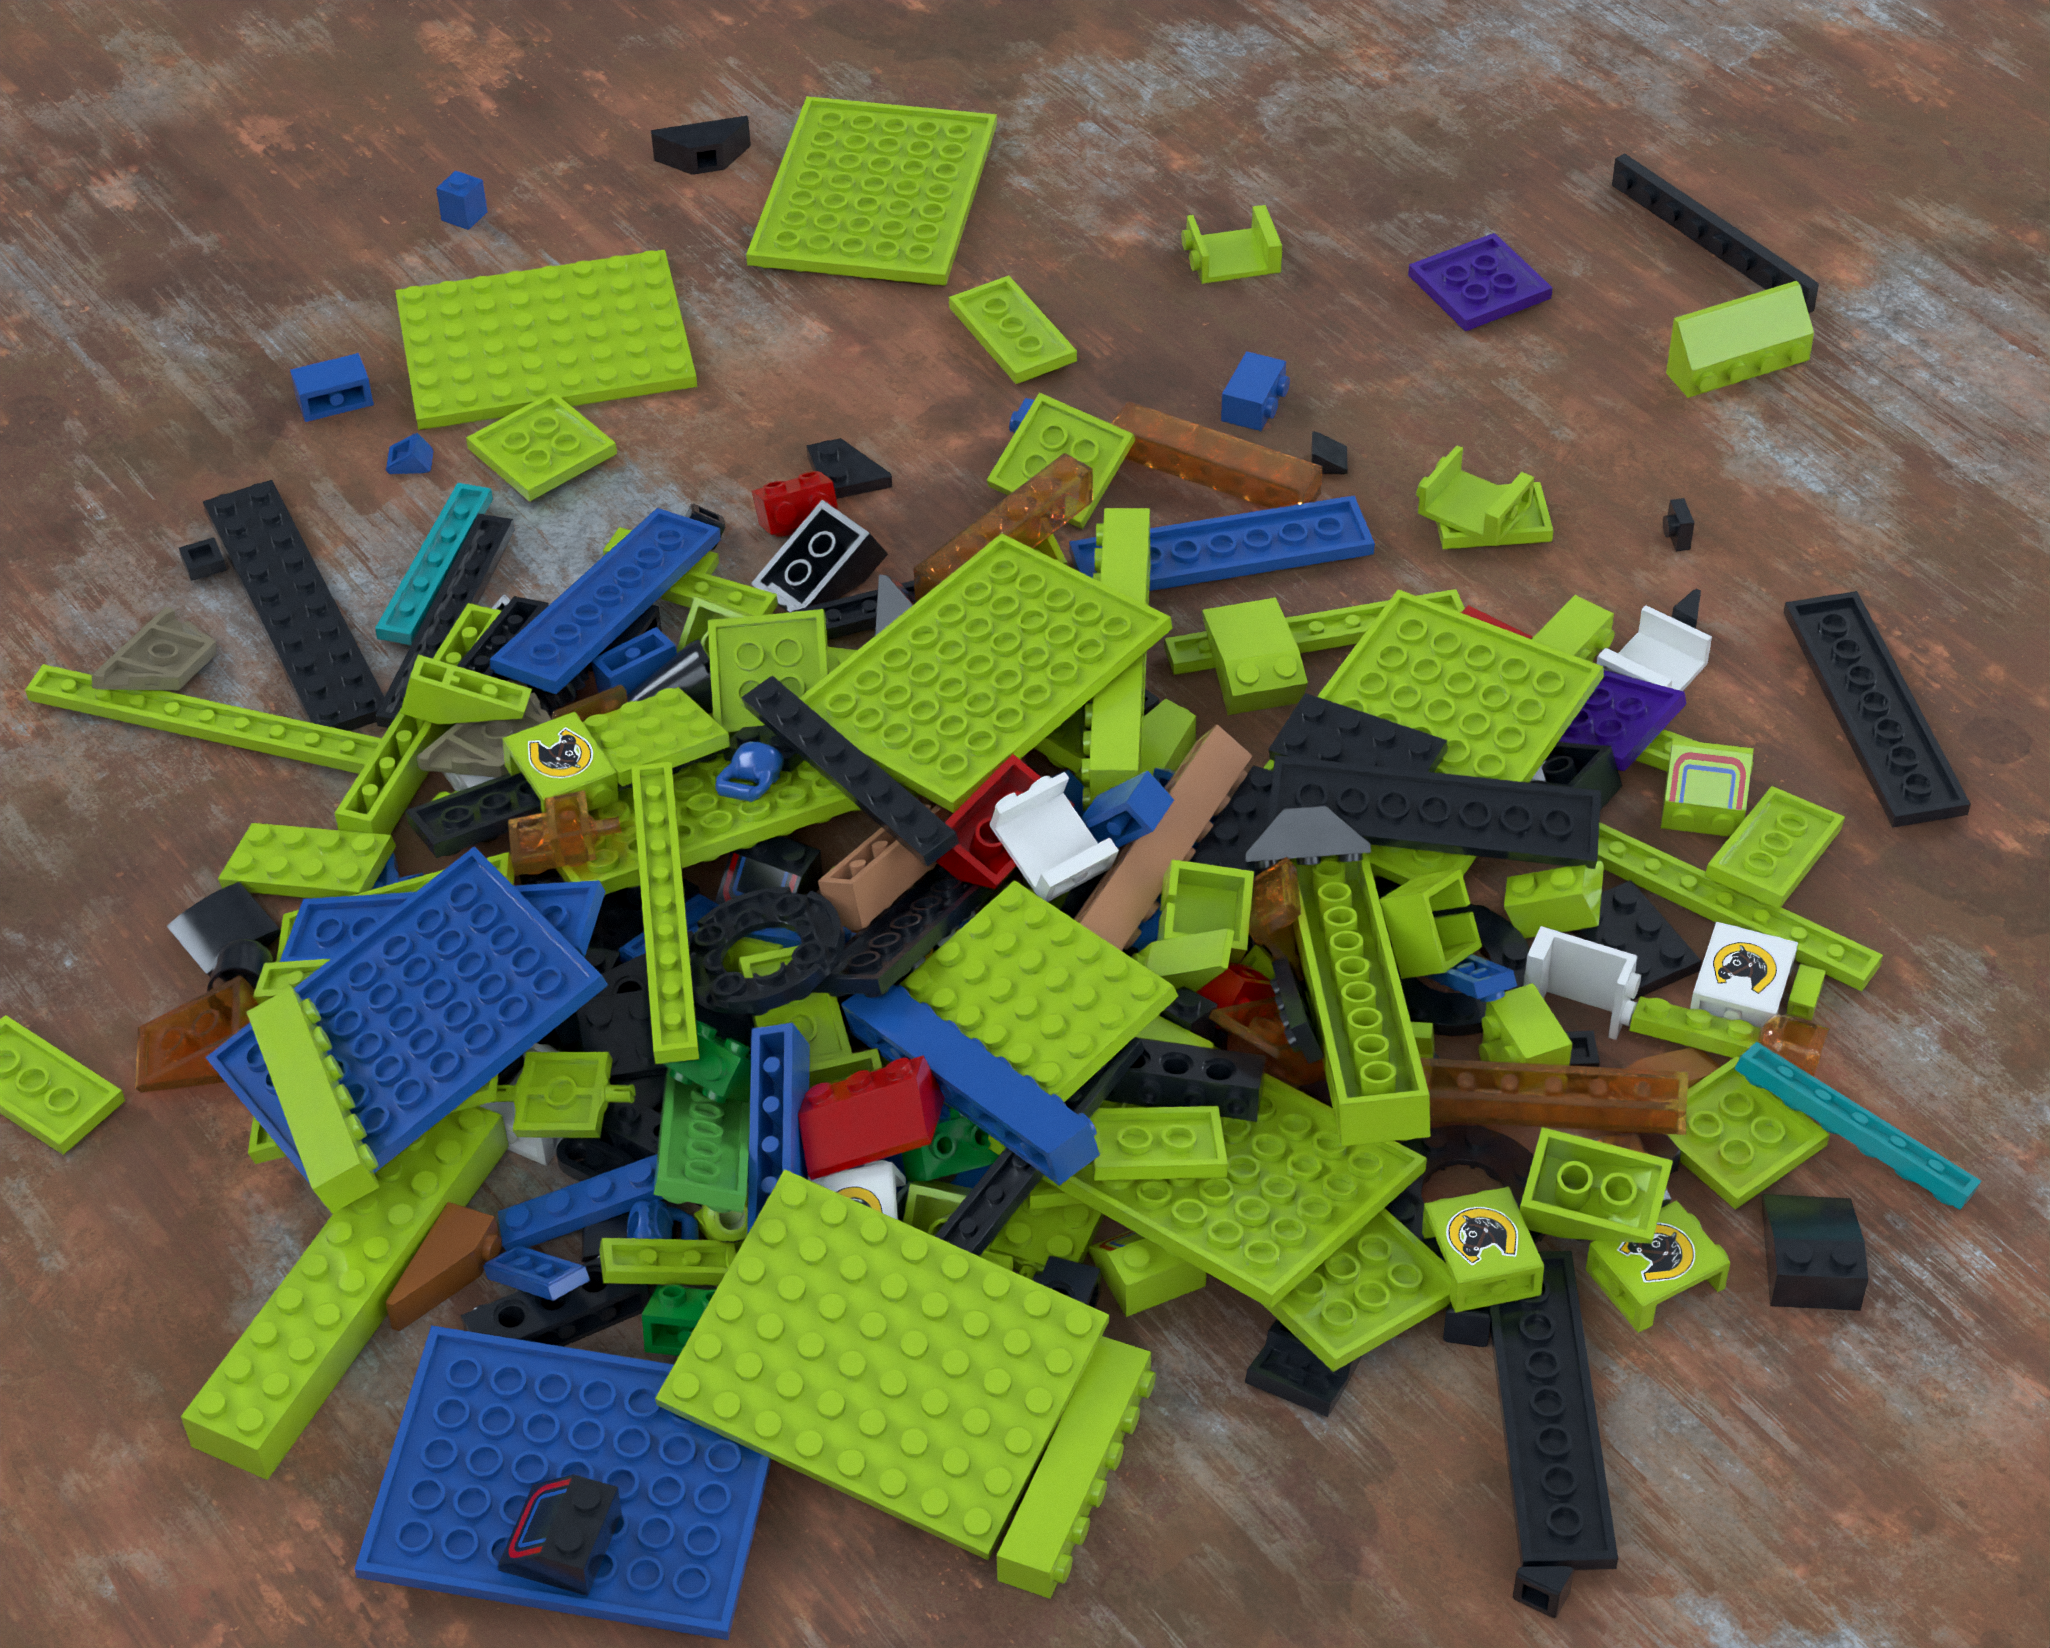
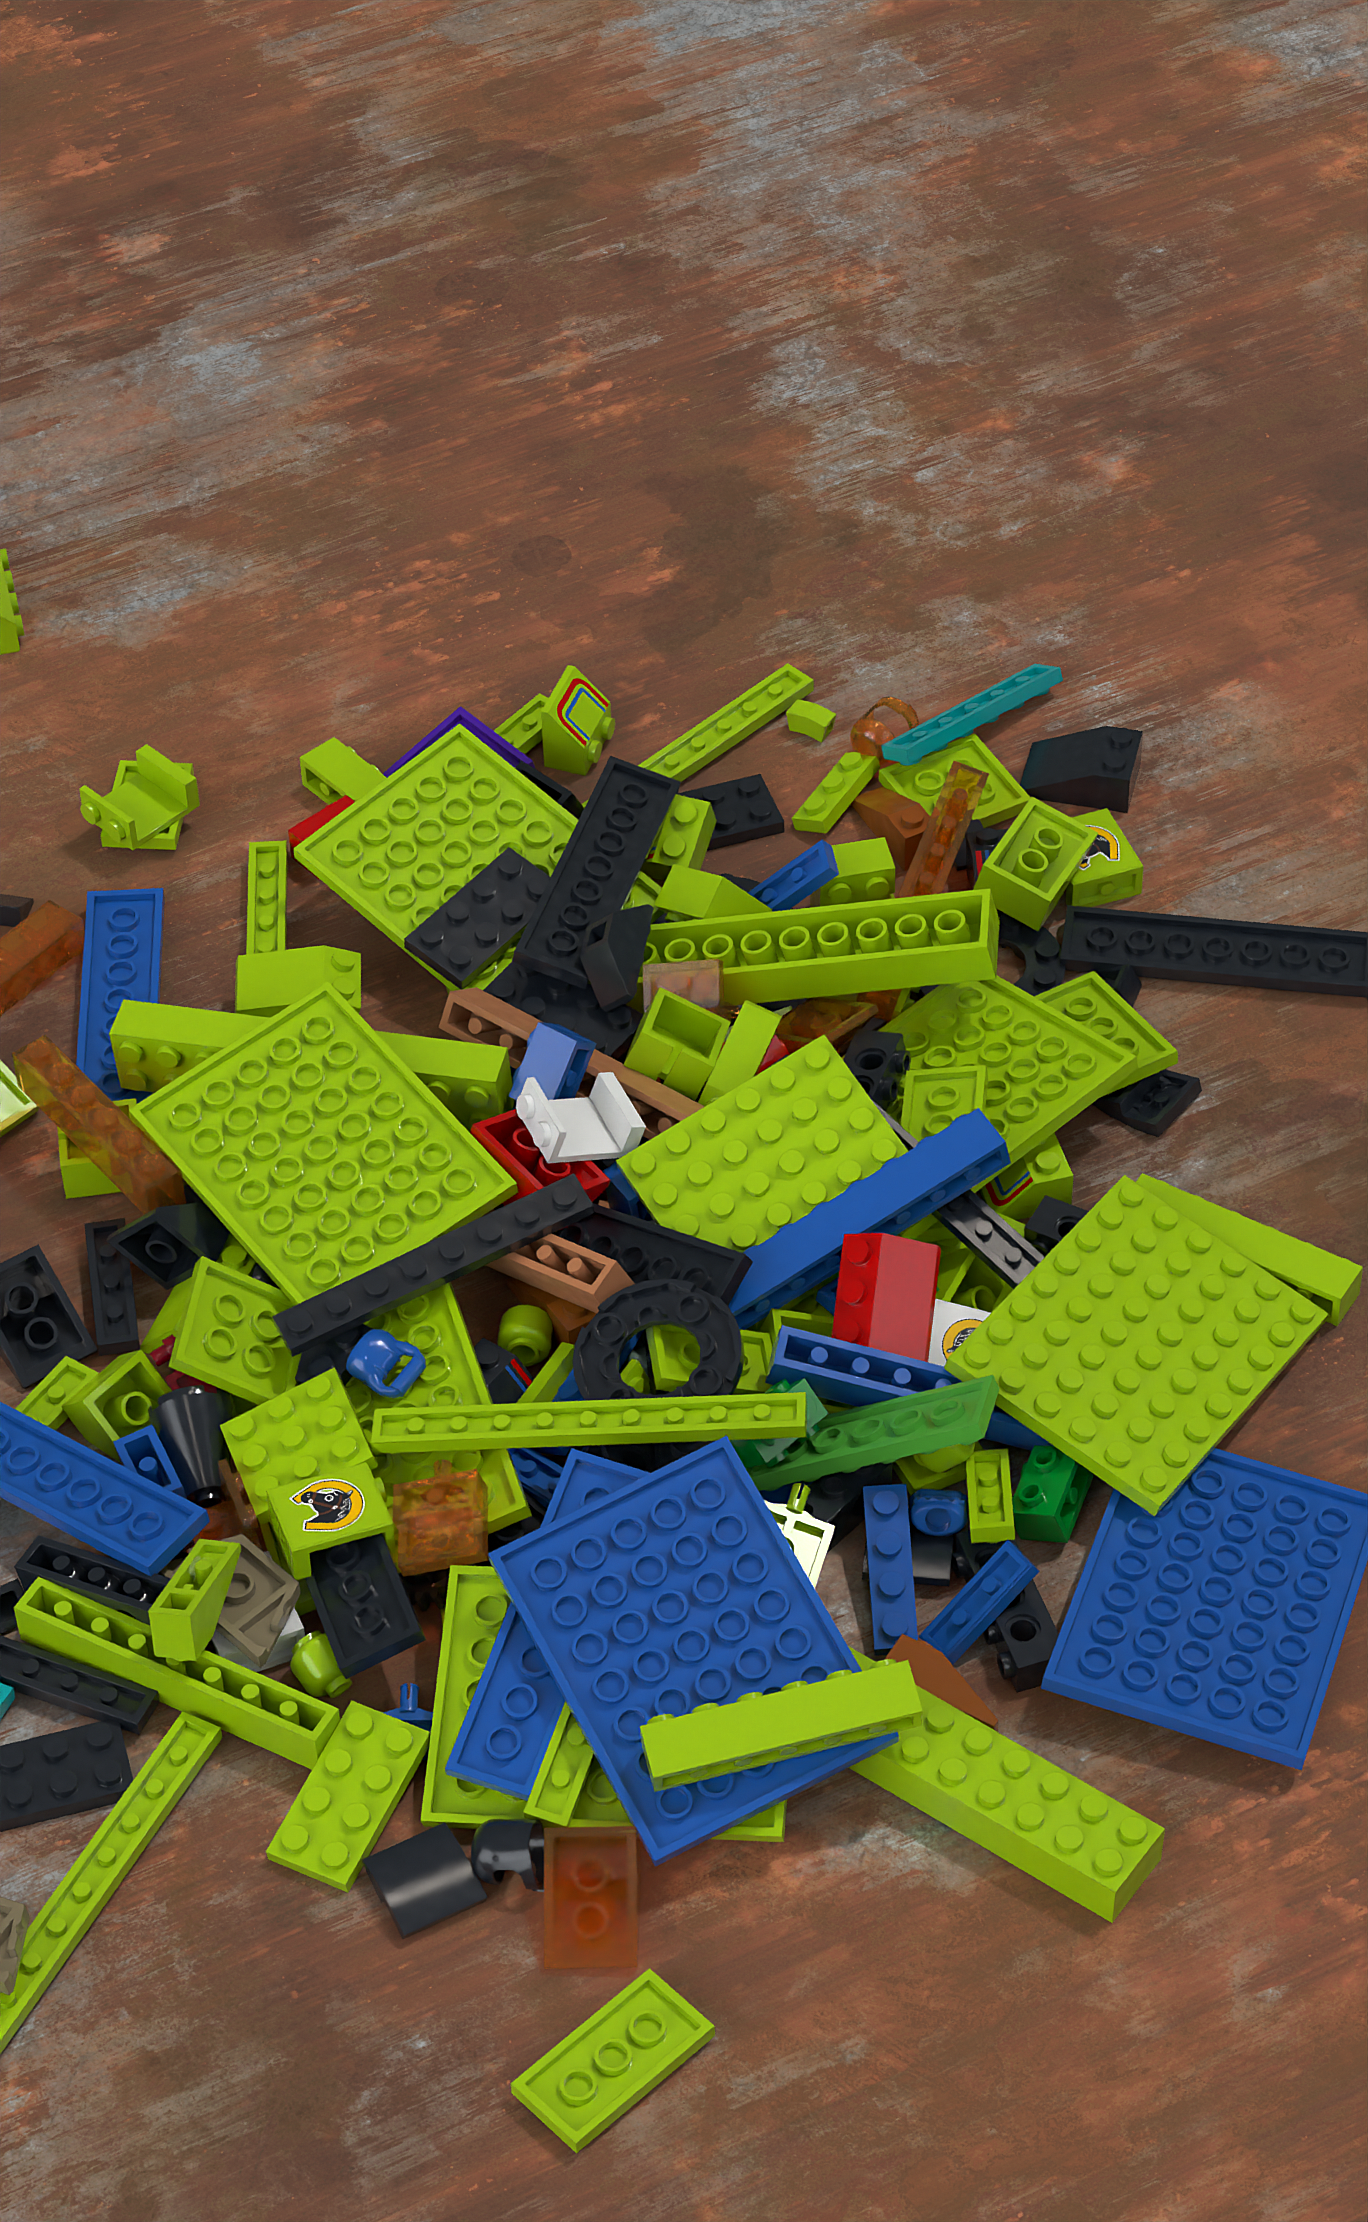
camera: 80 degrees left, 0 degrees up
(563, 1533) = (1293, 1588): black slope -> none
(597, 1155) = (837, 1572): black plate -> none
(1295, 1011) = (824, 993): black plate -> none
(1484, 1248) = (1067, 940): lime panel -> none
(1584, 974) = (791, 819): white panel -> none
(1660, 652) = (377, 728): white panel -> none
(1679, 524) = (213, 681): black plate -> none
(1687, 609) = (341, 699): black slope -> none
(1743, 974) = (793, 743): white panel -> none
(1774, 847) = (656, 698): lime plate -> none
(1876, 710) = (488, 610): black plate -> none

